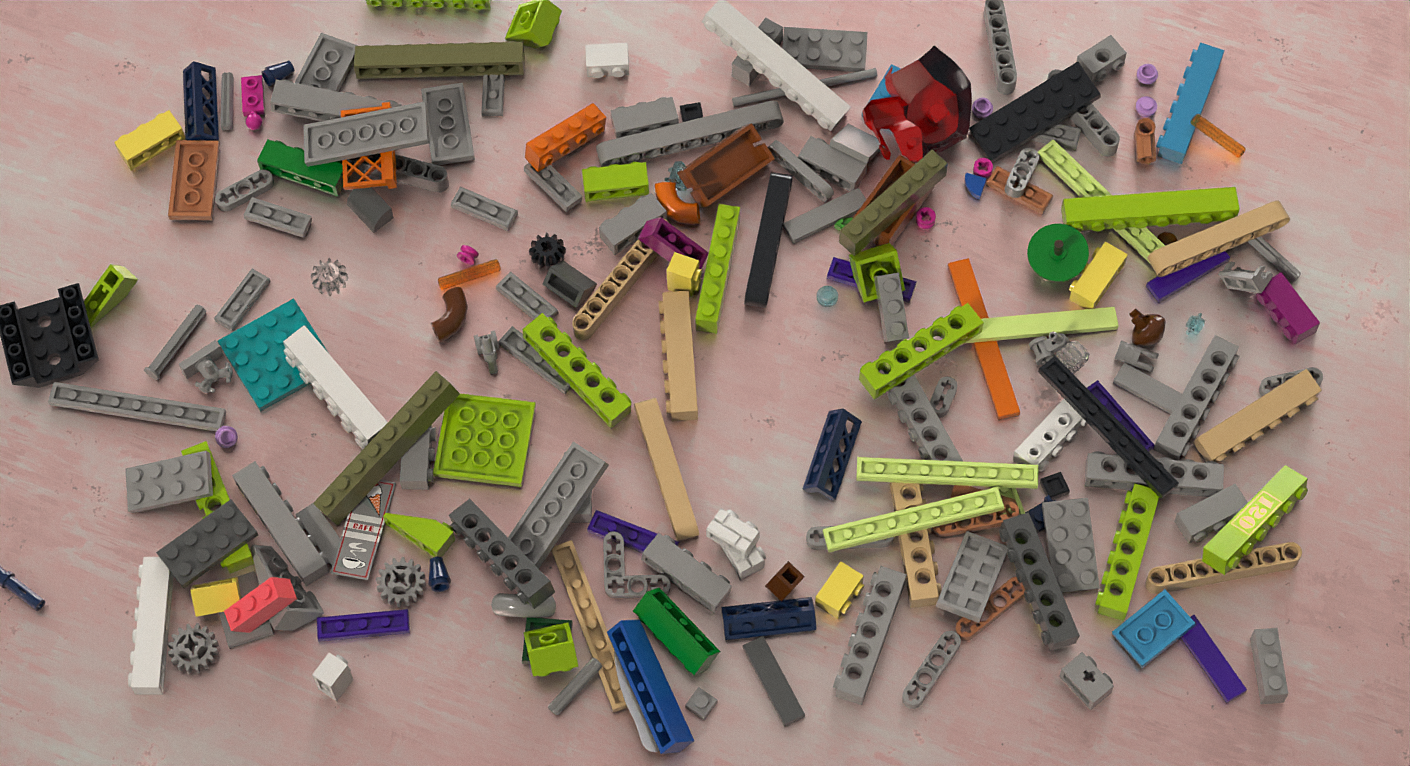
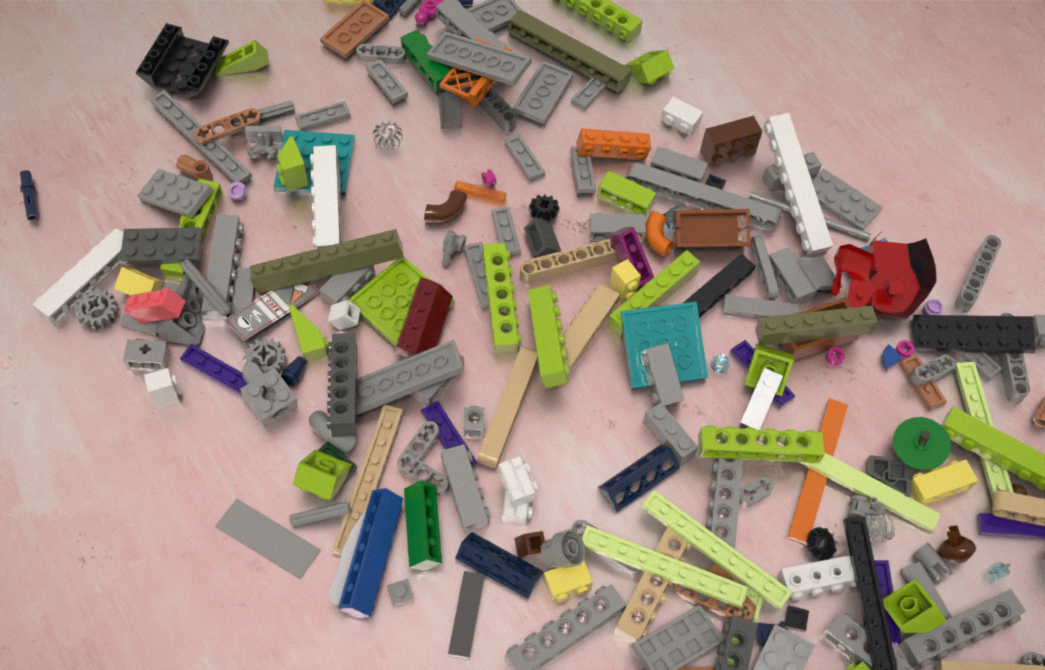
camera: 30 degrees right, 5 degrees down
(159, 376) = (226, 124): none -> nougat beam
(160, 443) = (193, 167): none -> nougat piece
(271, 375) = (291, 167): none -> lime slope
(280, 667) = (146, 354): none -> light grey brick
(289, 553) = (205, 287): none -> light grey axle
(434, 614) = (266, 394): none -> light grey brick
(443, 489) = (344, 315): none -> white brick
(523, 442) = (423, 319): none -> dark red slope
(542, 741) = (268, 538): none -> light grey sticker
(649, 514) = (477, 429): none -> light grey brick
(654, 377) = (548, 336): none -> lime brick
(677, 57) = (731, 140): none -> reddish brown brick
(766, 313) = (662, 325): none -> teal plate
(786, 344) = (662, 375): none -> light grey brick
(819, 565) = (563, 550): none -> light grey piece
(831, 394) = (670, 433): none -> light grey brick
(1024, 405) = (814, 540): none -> black gear
(1047, 299) = (890, 473): none -> dark grey slope
(1147, 409) = (913, 609): none -> lime slope

